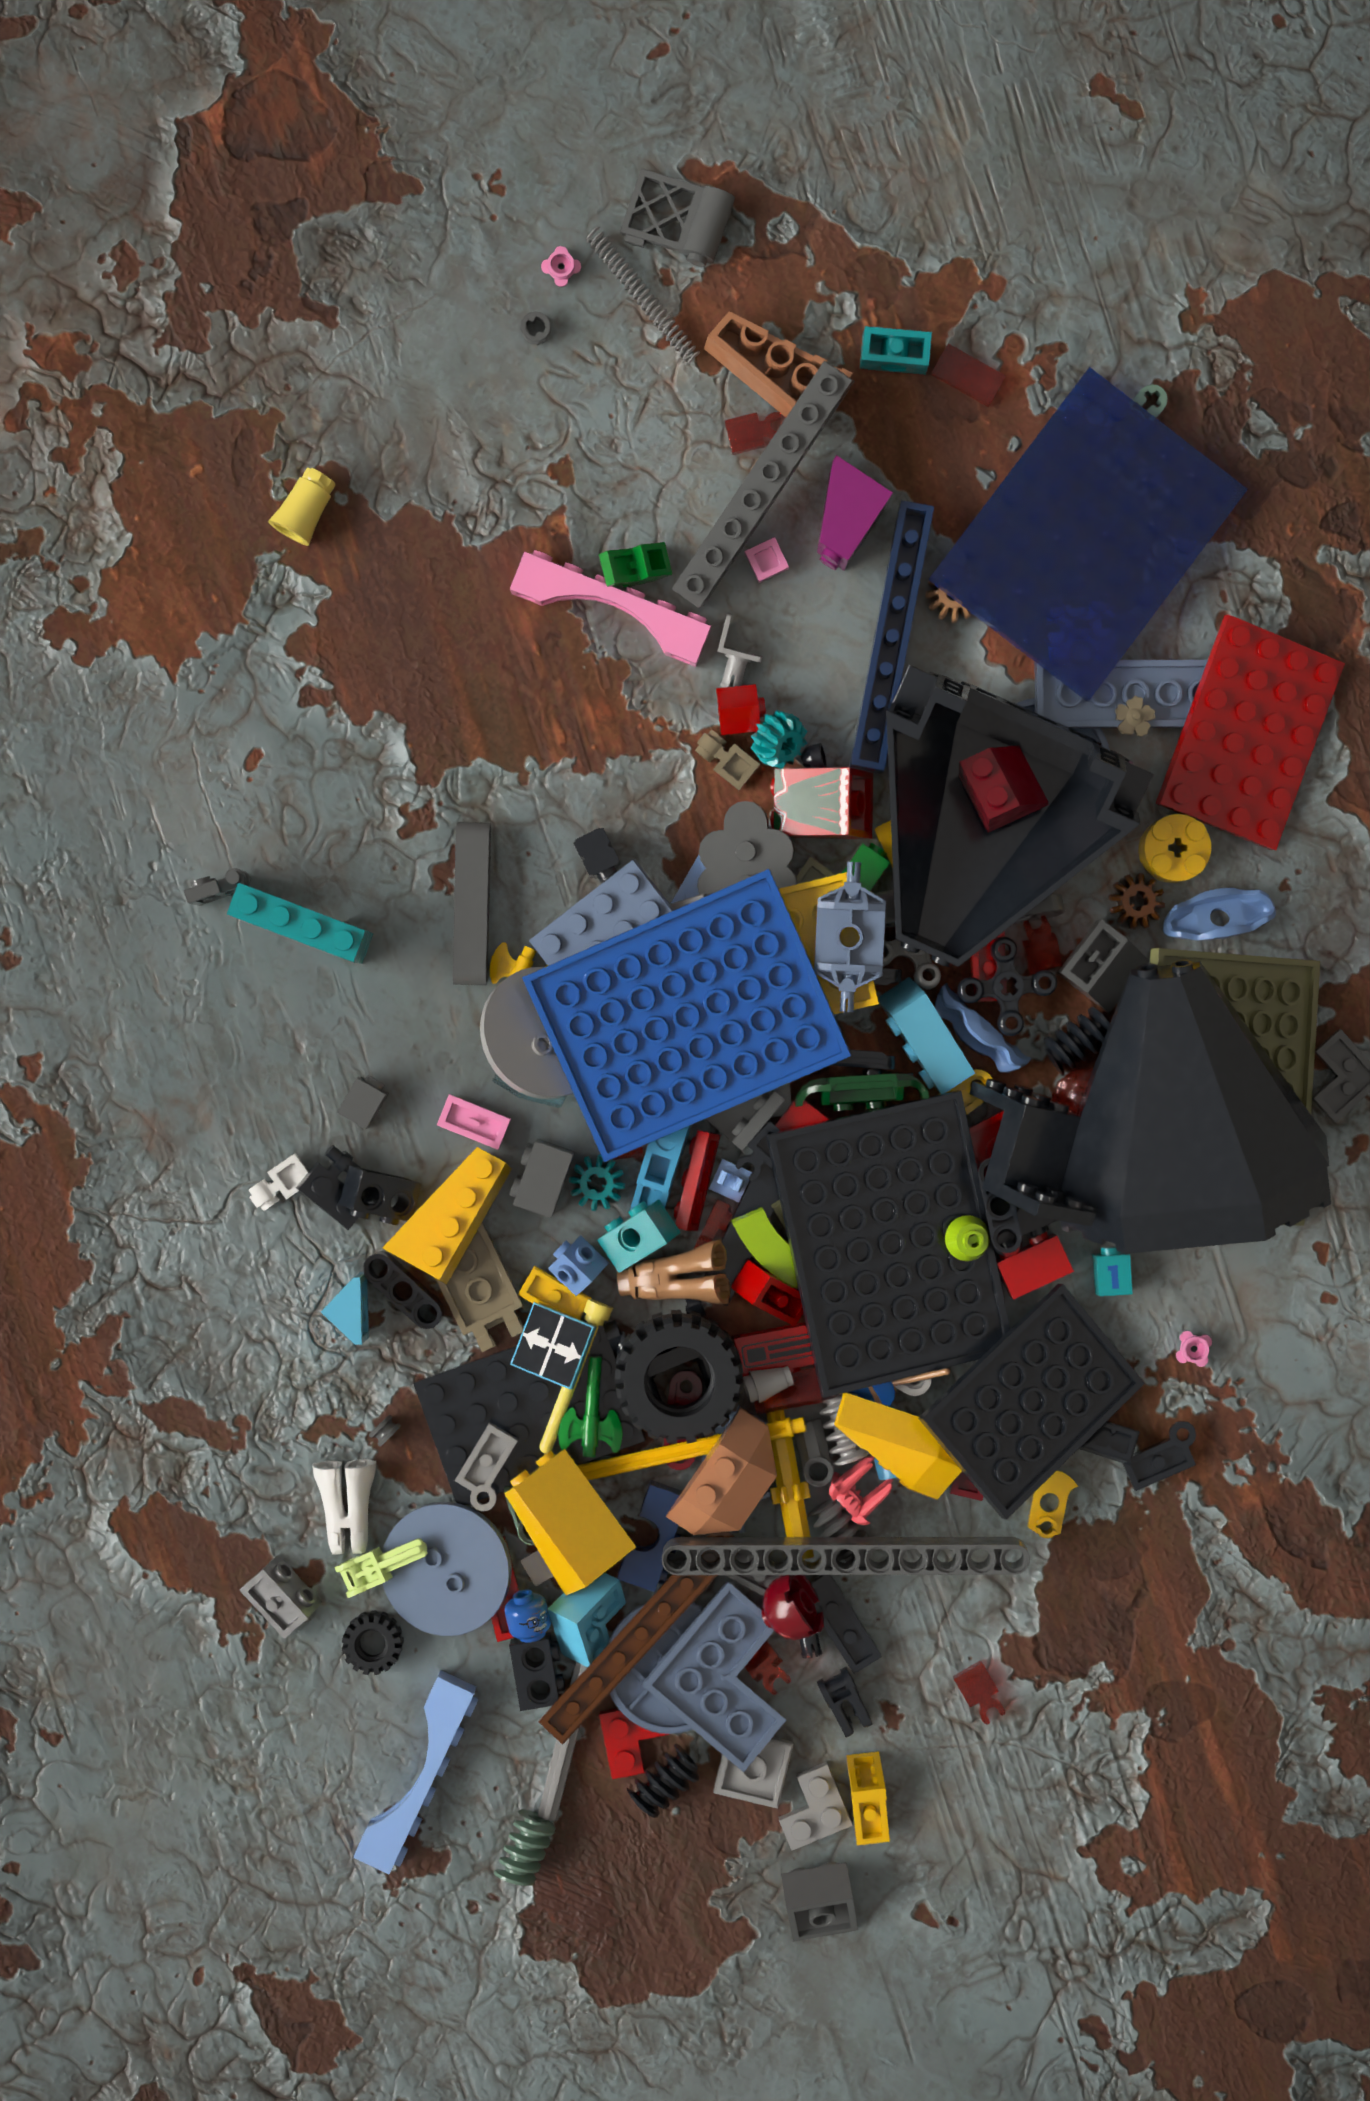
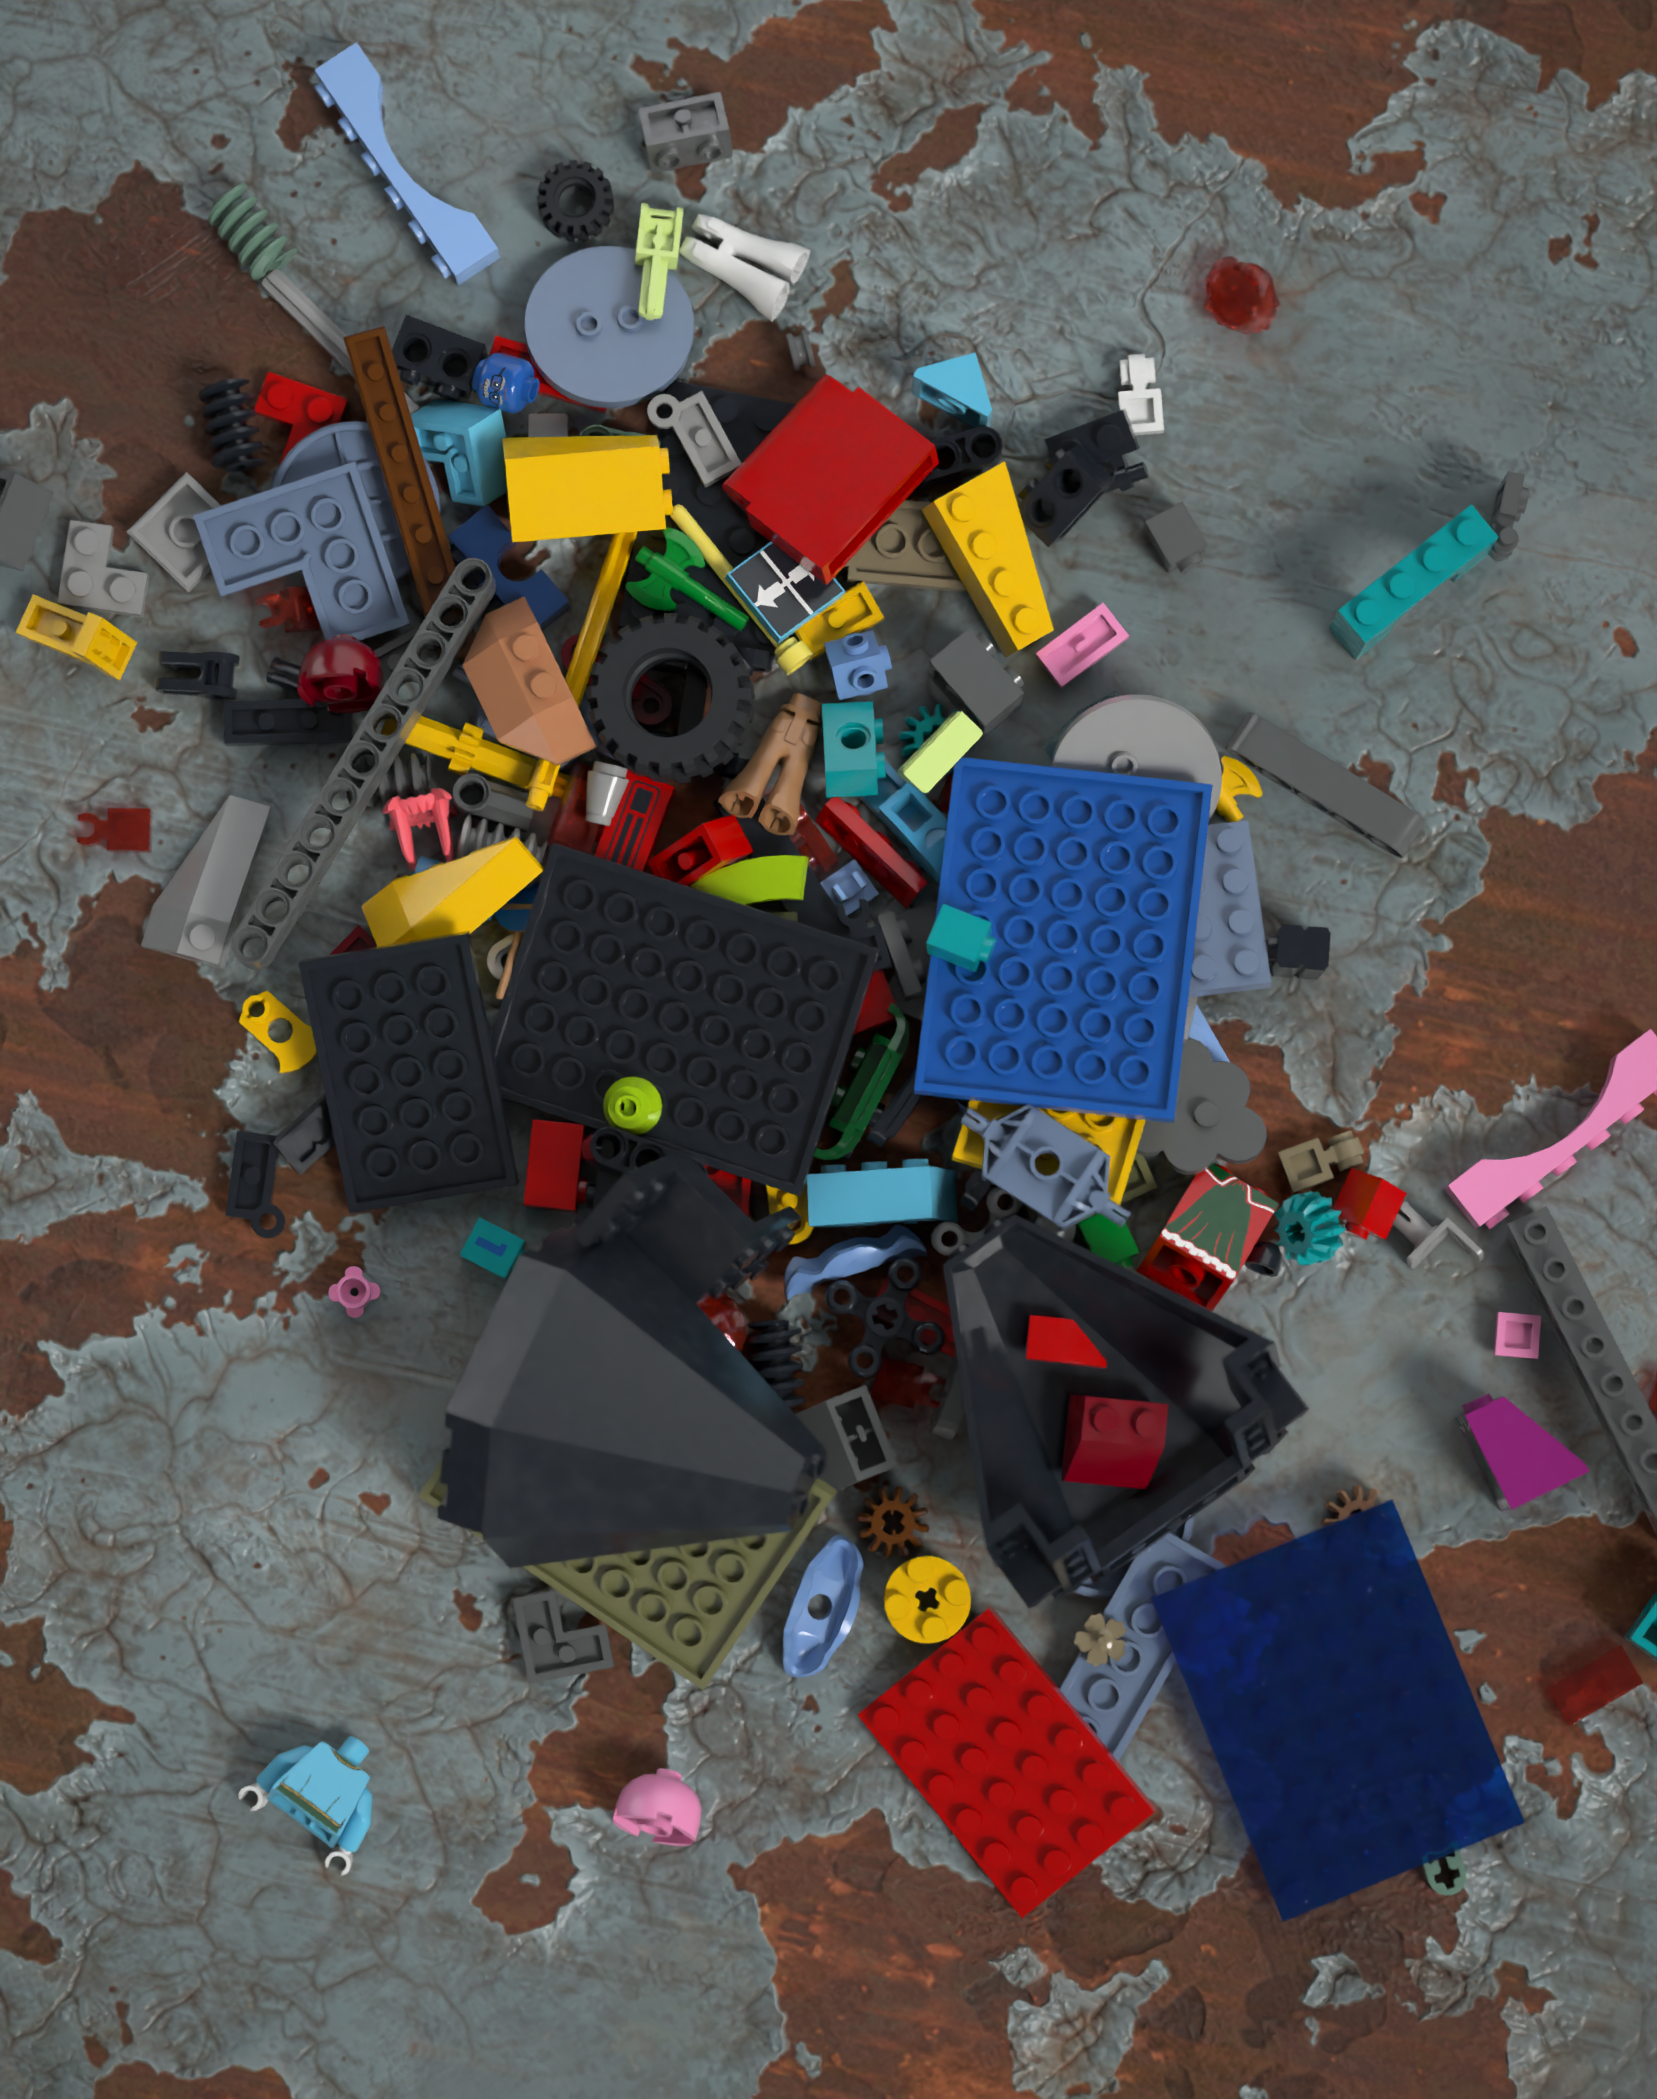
camera: 120 degrees right, 5 degrees down
(171, 1155) = (1241, 295): none -> clear red hair
(462, 1359) = (830, 476): none -> red piece
(607, 1174) = (940, 752): none -> yellowish green slope
(635, 565) = (1596, 1184): green brick -> none
(730, 1084) = (961, 938): none -> teal brick
(891, 634) = (1368, 1434): dark blue brick -> none
(959, 857) = (1061, 1342): none -> red slope
(981, 1607) = (206, 894): none -> light grey wedge

